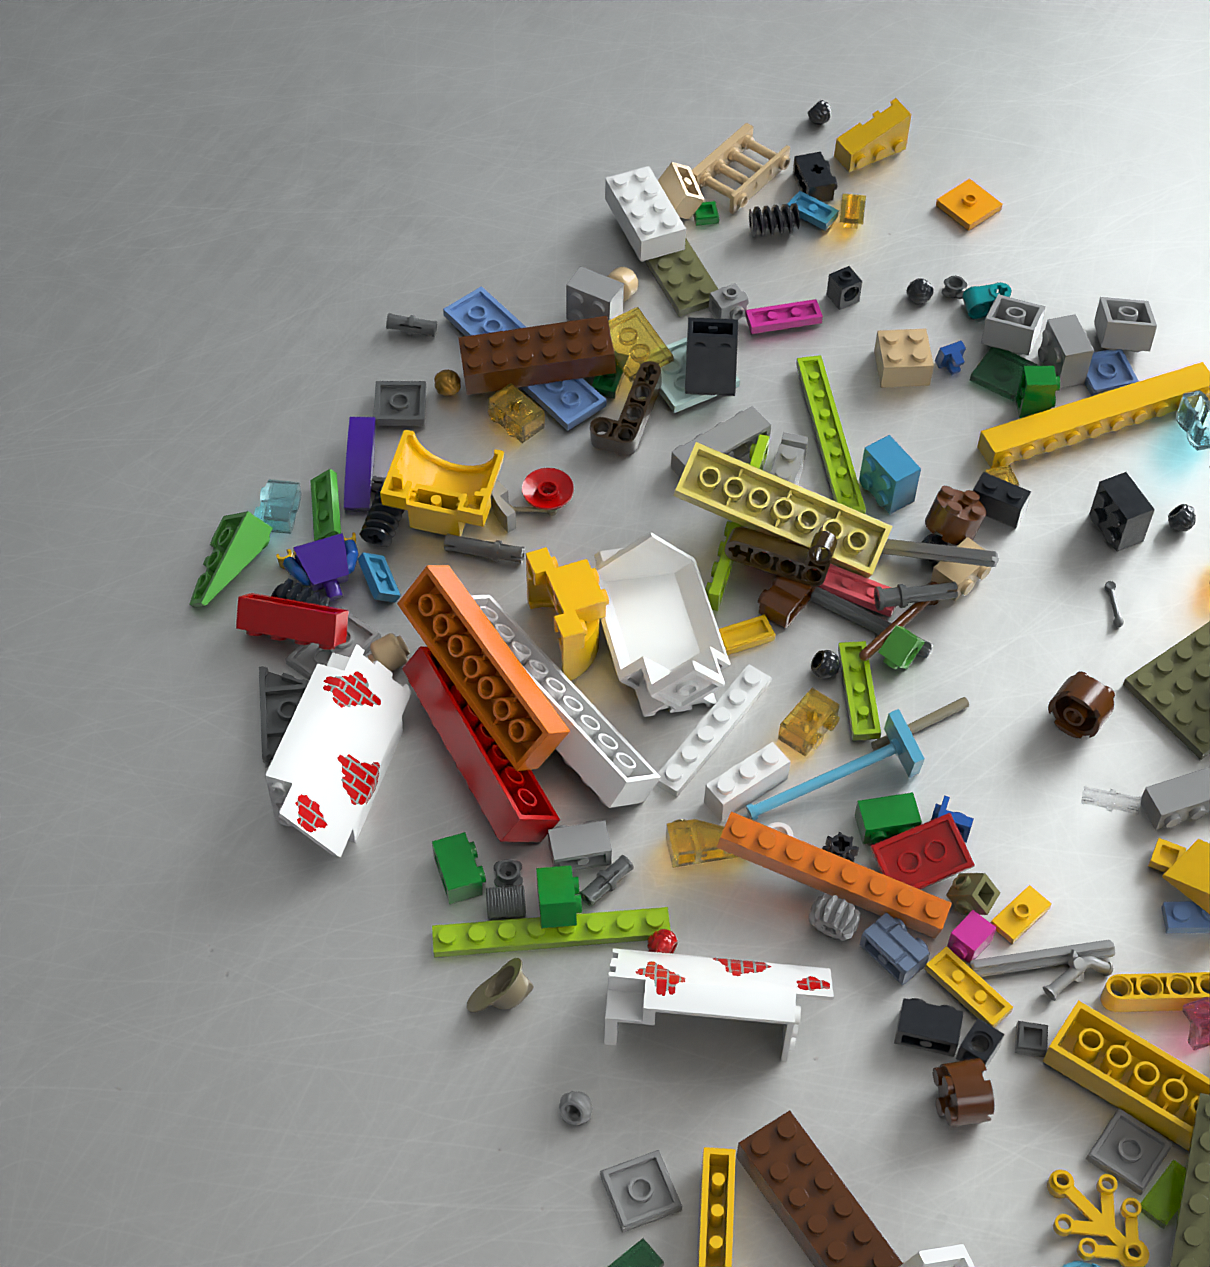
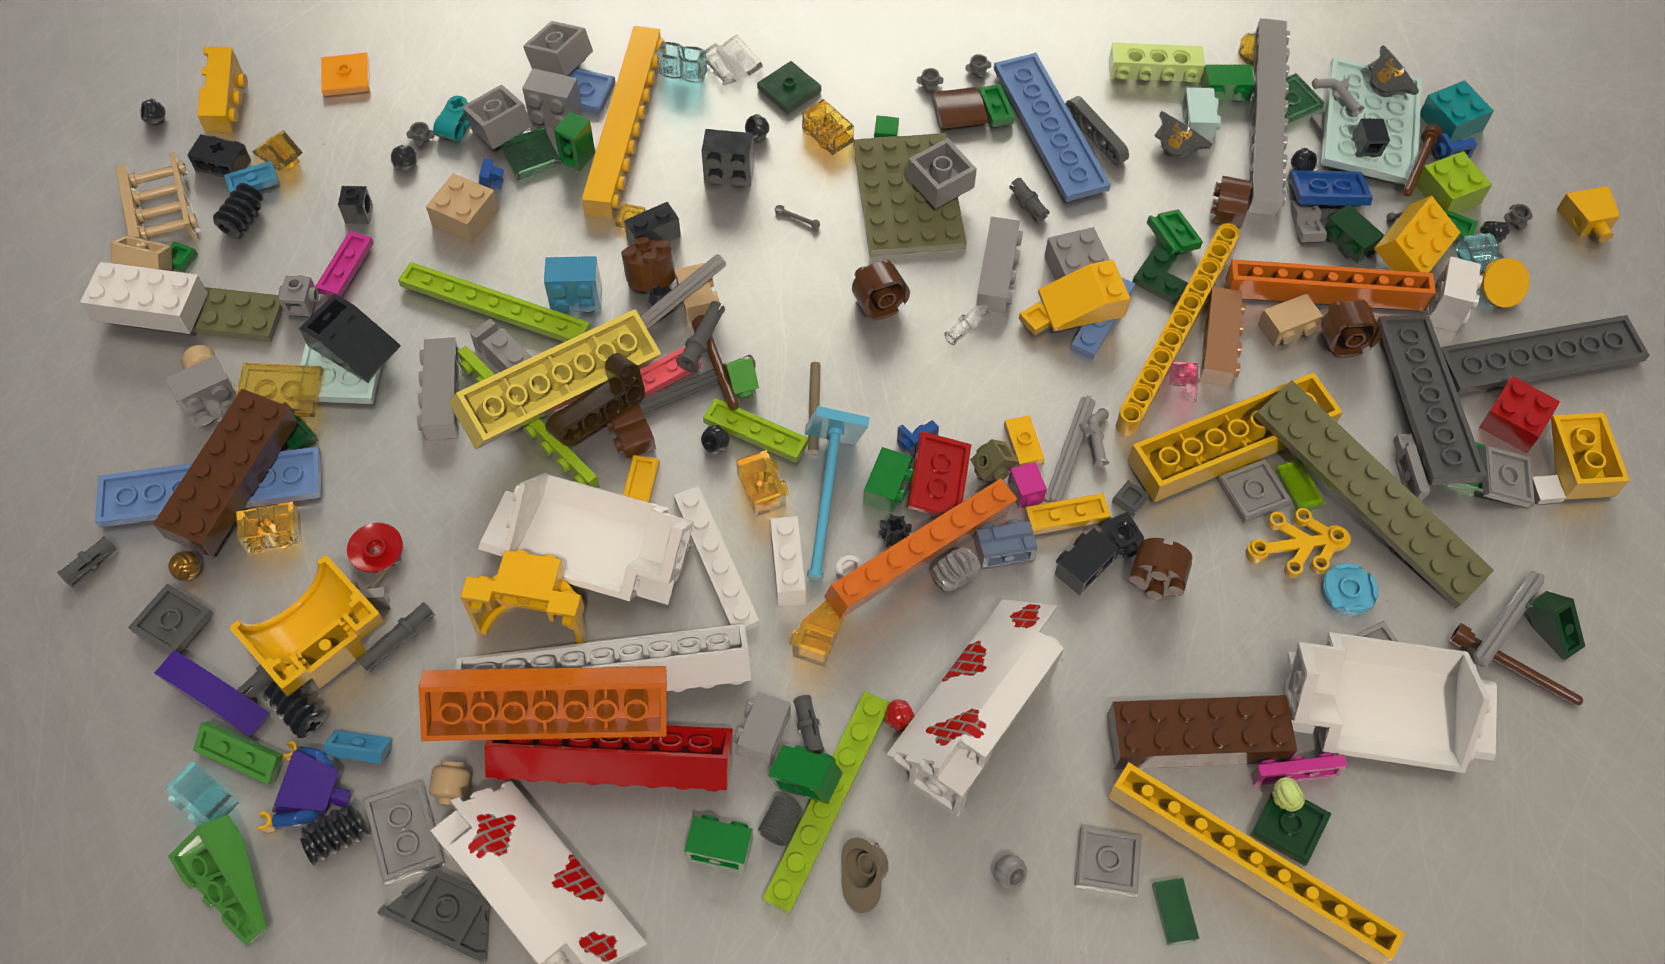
camera: 60 degrees left, 5 degrees up
(292, 620) = (351, 852): red brick -> none
(505, 866) = (748, 795): dark grey plate -> none
(633, 407) = (348, 429): dark brown beam -> none

